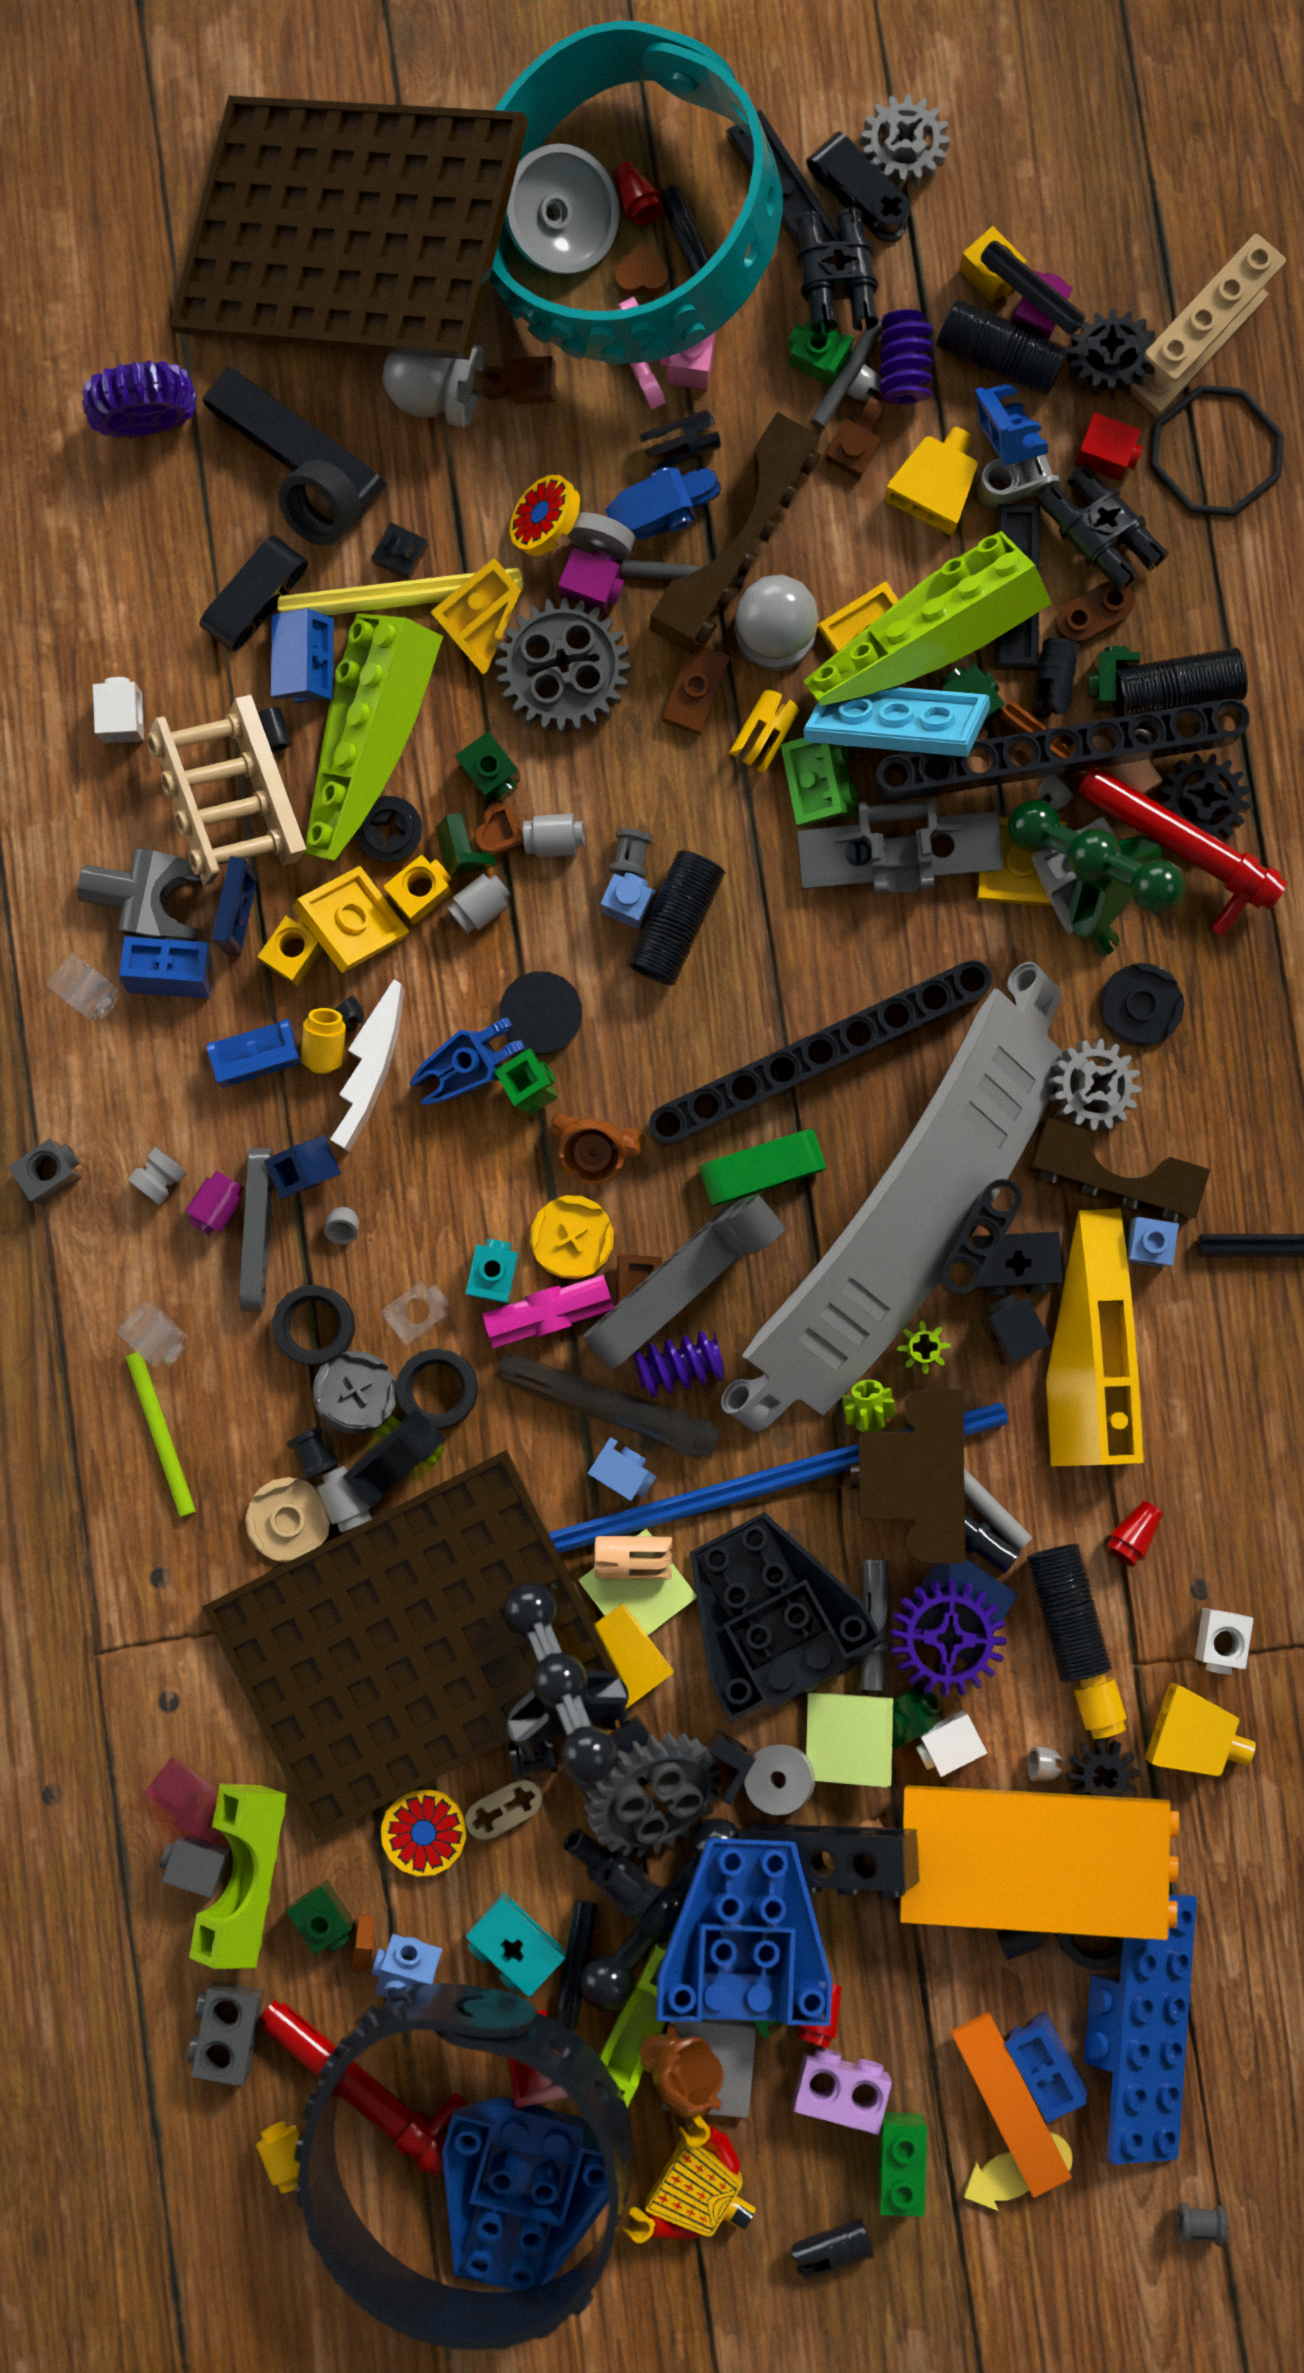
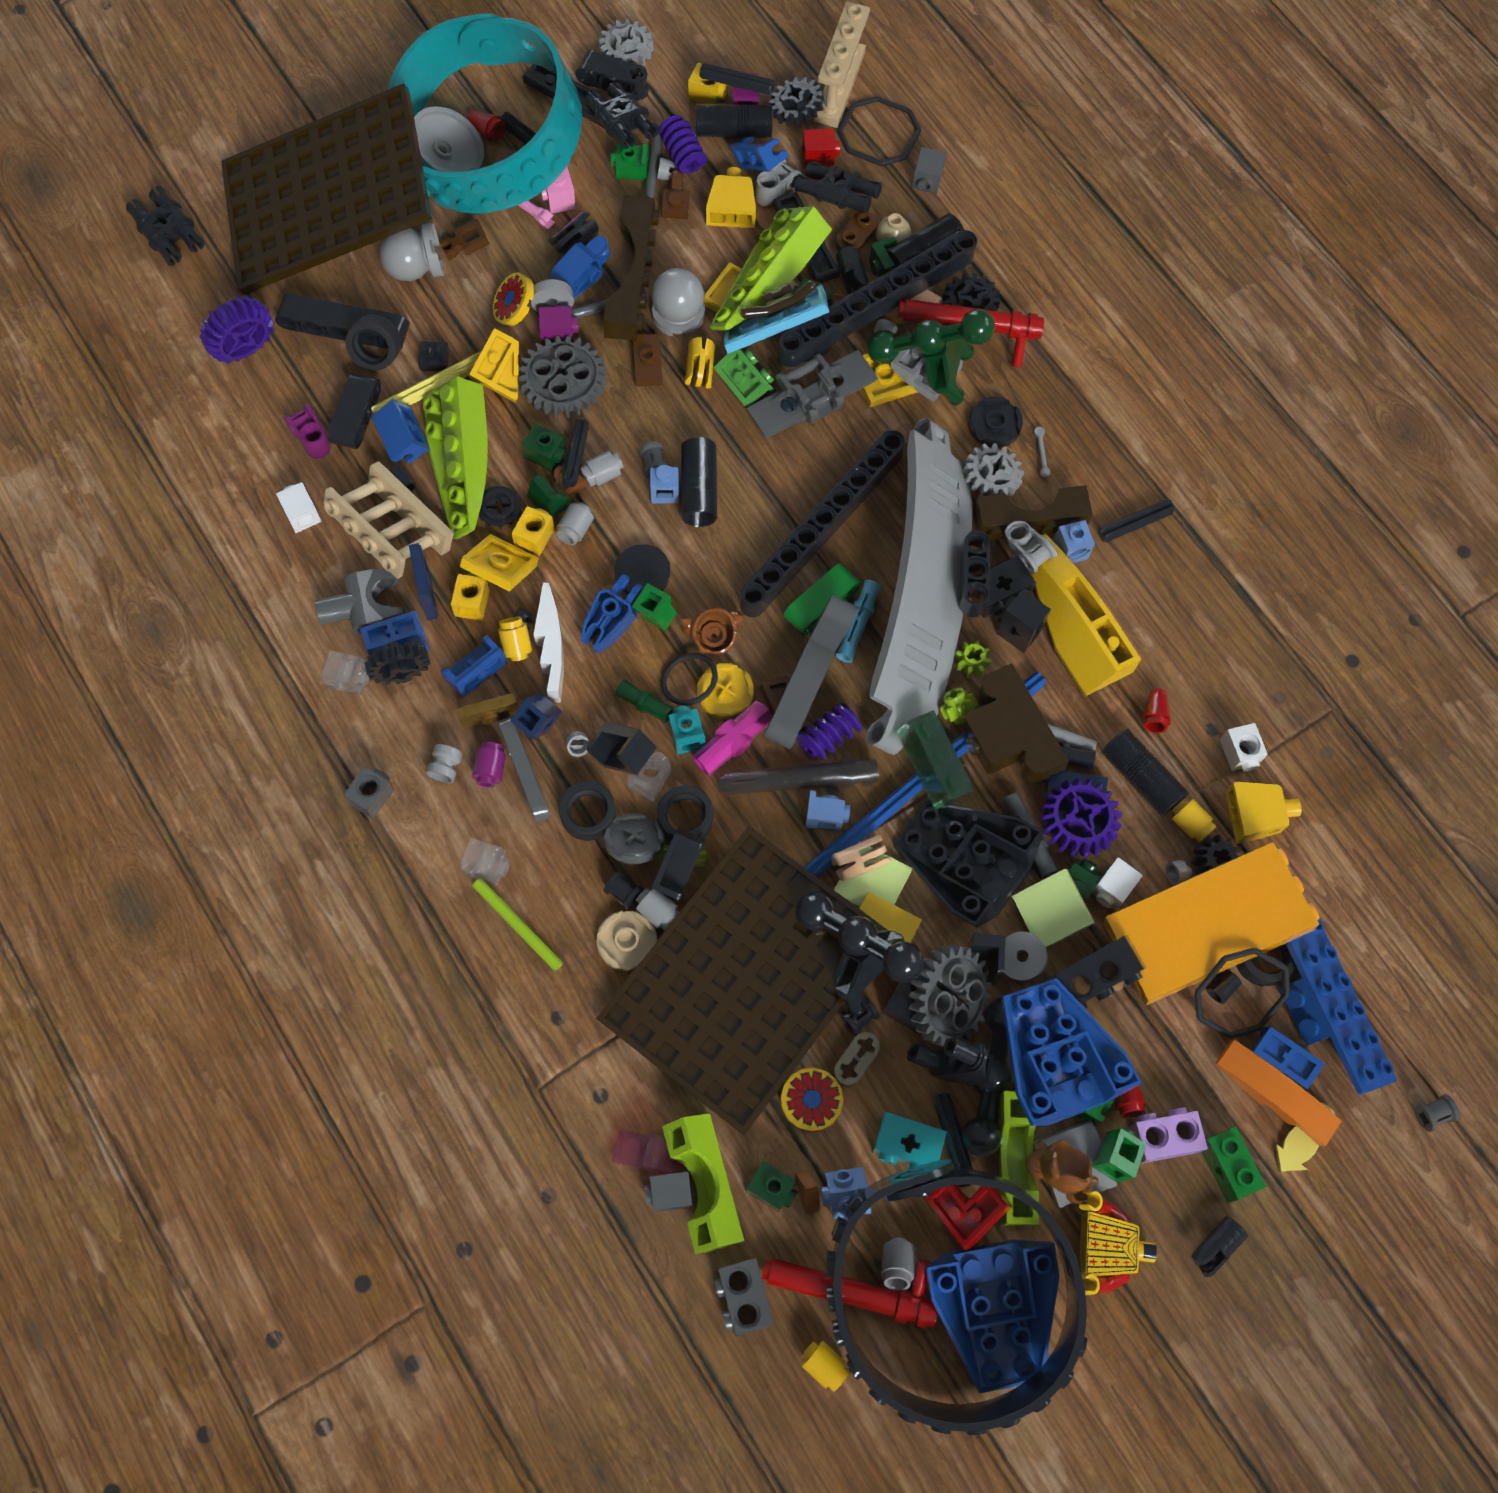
camera: 30 degrees left, 15 degrees down
(127, 175) = (165, 225): none -> black pin
(151, 1011) = (397, 663): none -> black gear
(177, 592) = (306, 429): none -> magenta piece
(244, 1128) = (487, 711): none -> pearl gold plate
(391, 1266) = (621, 748): none -> black panel
(428, 2084) = (898, 1264): none -> light grey brick
(456, 1205) = (644, 701): none -> dark green pin
(527, 795) = (575, 452): none -> black axle
(527, 1238) = (695, 700): none -> black piece
(765, 2089) = (1120, 1155): none -> green brick
(792, 1474) = (934, 760): none -> clear green brick
(834, 1185) = (854, 634): none -> medium azure pin
(906, 702) = (779, 300): none -> dark brown piece
(1039, 1927) = (1286, 989): none -> black piece
(1079, 1231) = (1028, 545): none -> light grey piece
(1150, 633) = (892, 226): none -> tan brick
(1195, 1049) = (1039, 434): none -> light grey hinge
(1252, 557) = (929, 170): none -> dark grey brick

